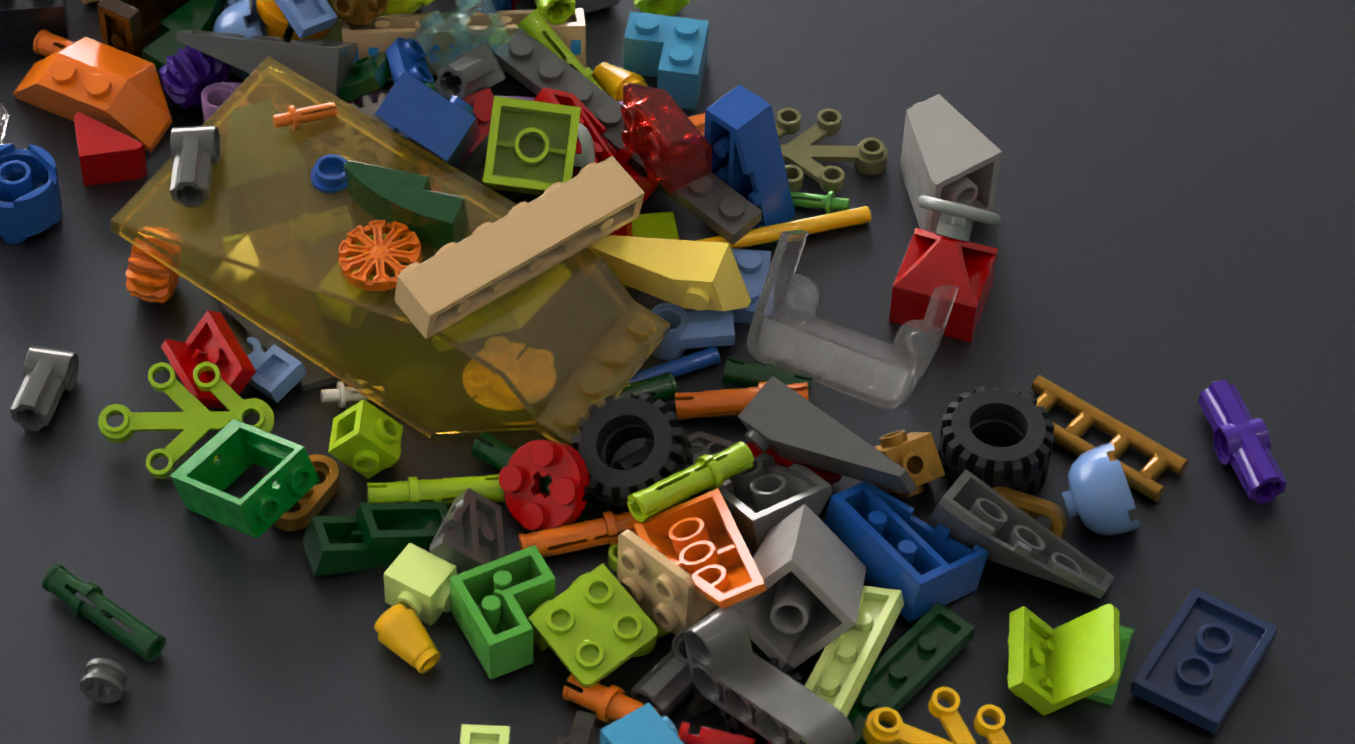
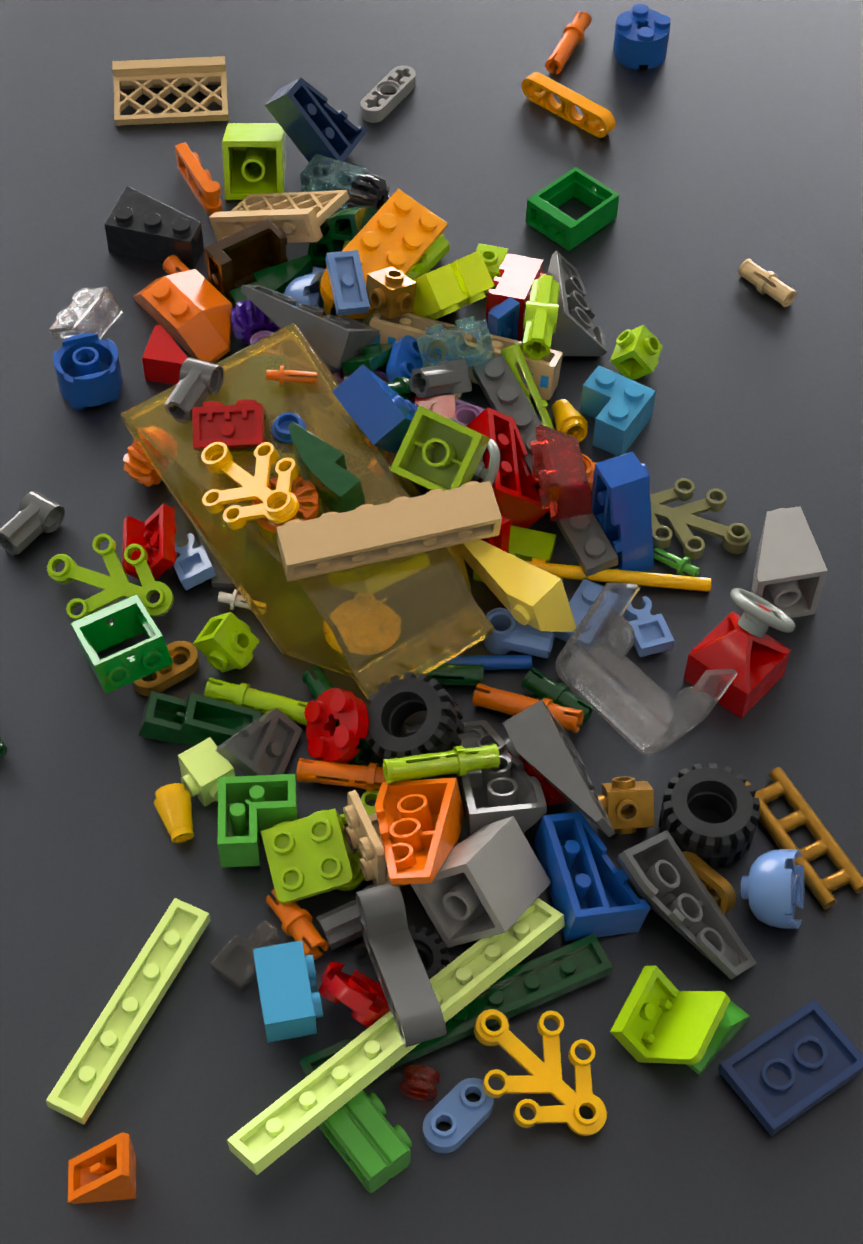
camera: 25 degrees right, 5 degrees up
(263, 190) = (234, 425): none -> red bracket
(378, 257) = (276, 505): none -> yellow plant
(835, 280) = (650, 630): none -> medium blue plate

